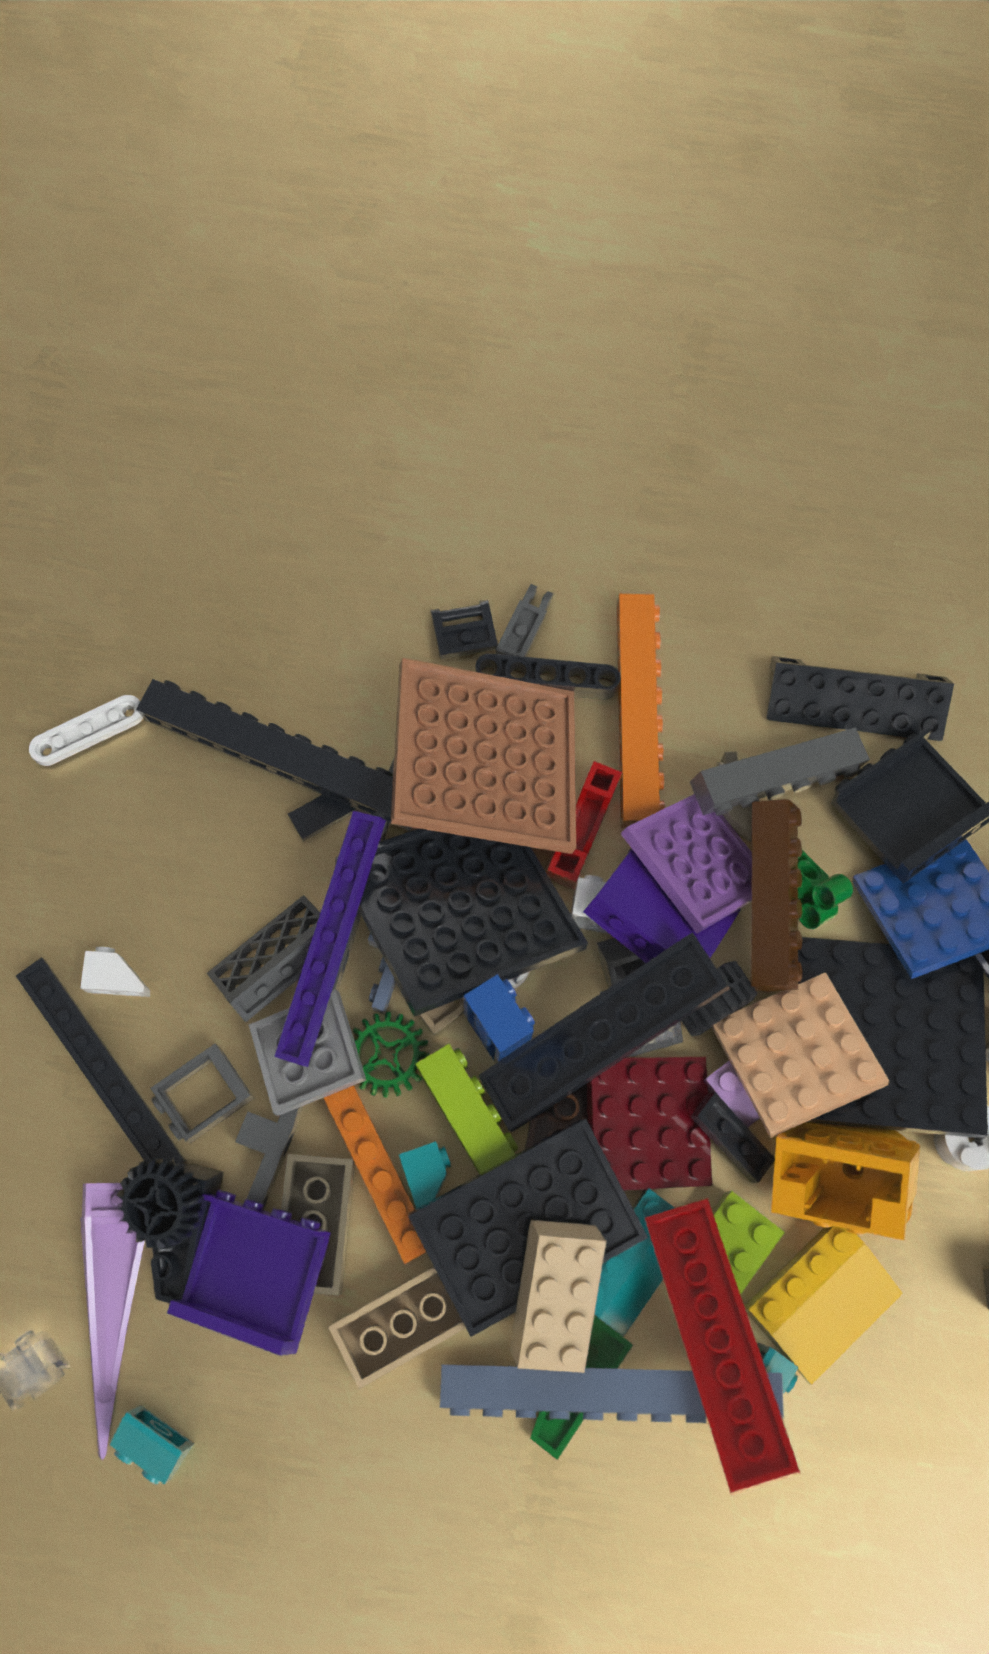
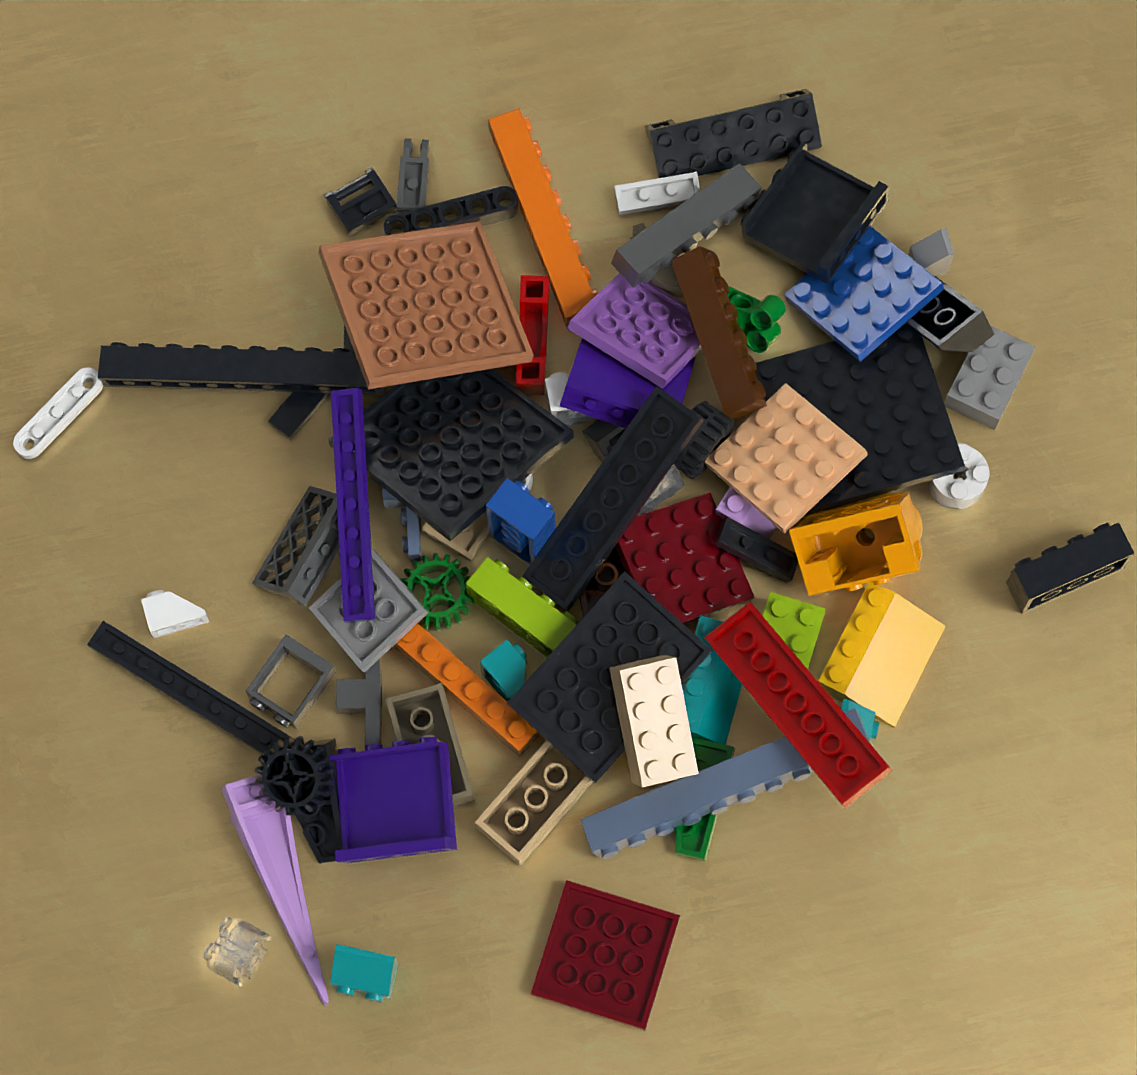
camera: 15 degrees left, 0 degrees up
(413, 1526) = (605, 955): none -> dark red plate
(760, 727) = (656, 193): none -> white plate

